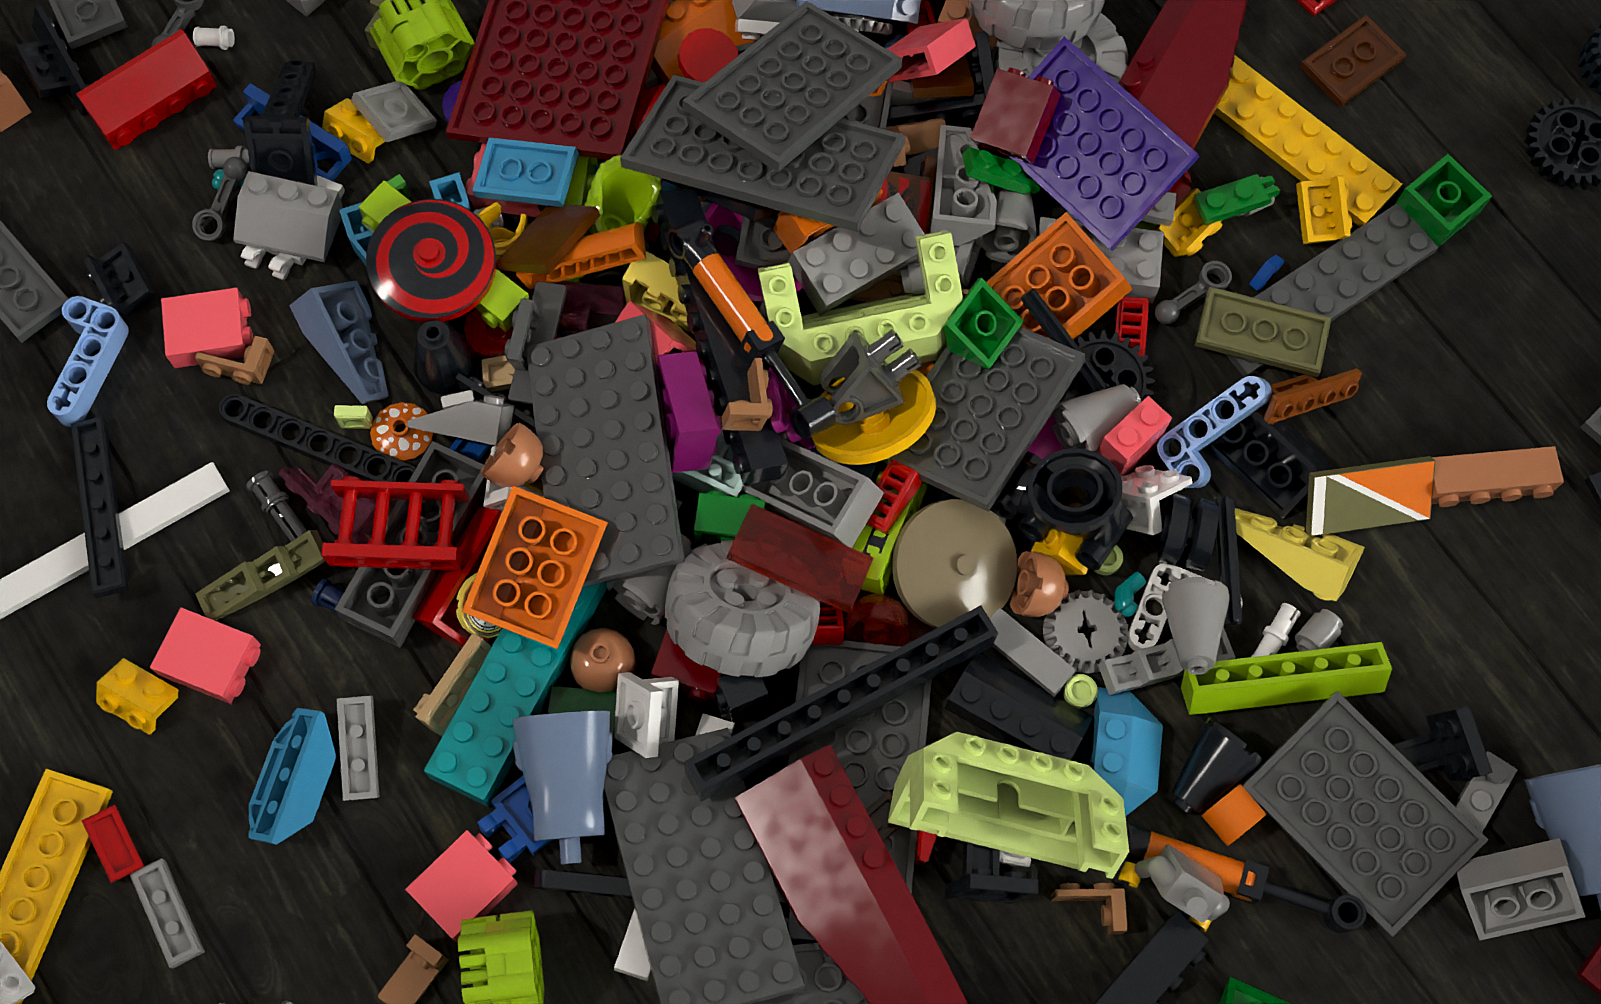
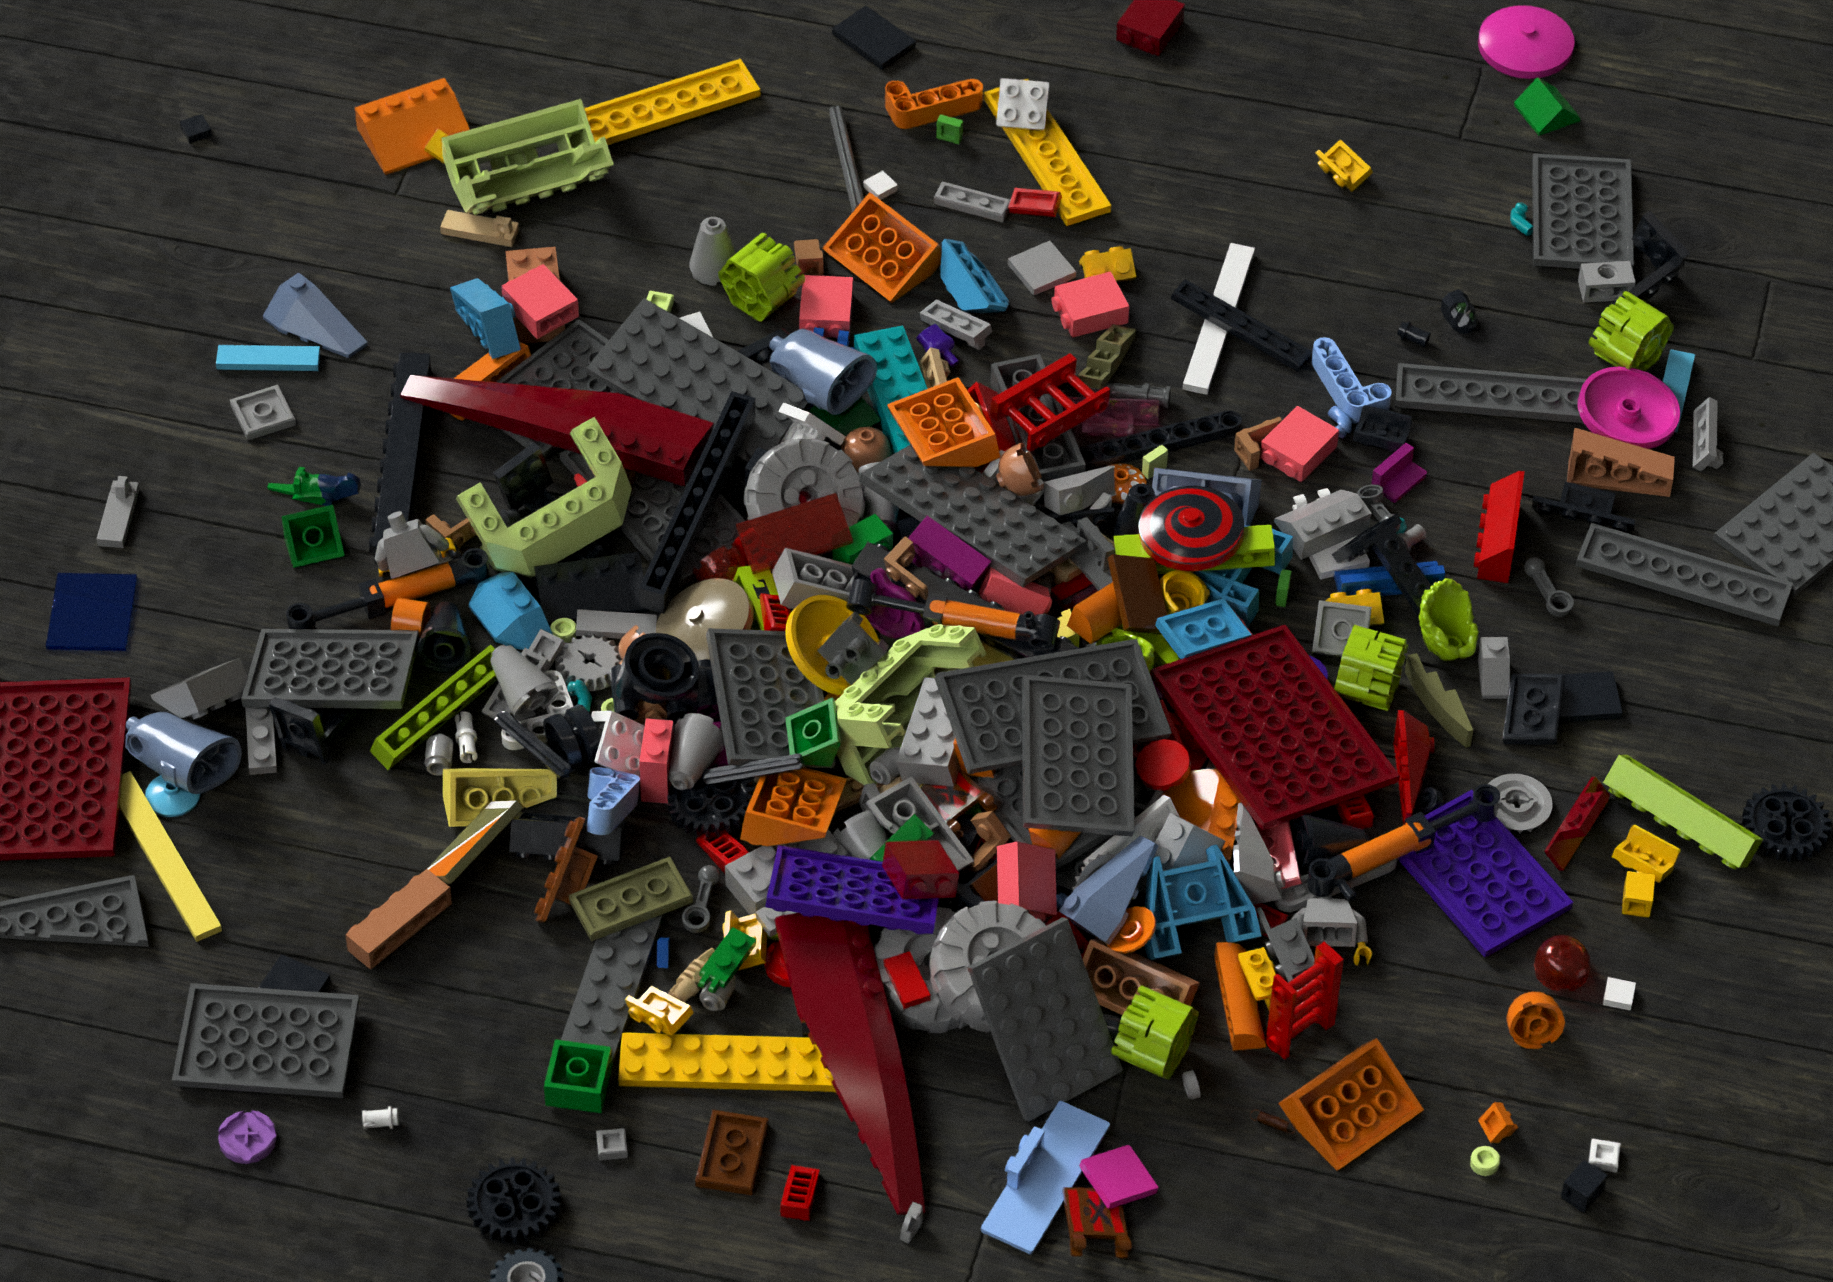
camera: 140 degrees right, 20 degrees down
(137, 323) = (1343, 420): none -> medium blue arm
(159, 230) = (1398, 474): none -> magenta panel
(196, 755) = (1041, 268): none -> light grey tile
(218, 37) = (1509, 597): white pin -> none
(309, 31) = (1448, 621): none -> lime hair
(327, 915) = (884, 249): none -> orange slope
(403, 736) = (937, 339): none -> dark purple piece
(1111, 43) = (907, 980): none -> red tile
(1263, 224) = (688, 981): none -> tan hinge
(1448, 139) = (611, 1144): none -> light grey tile

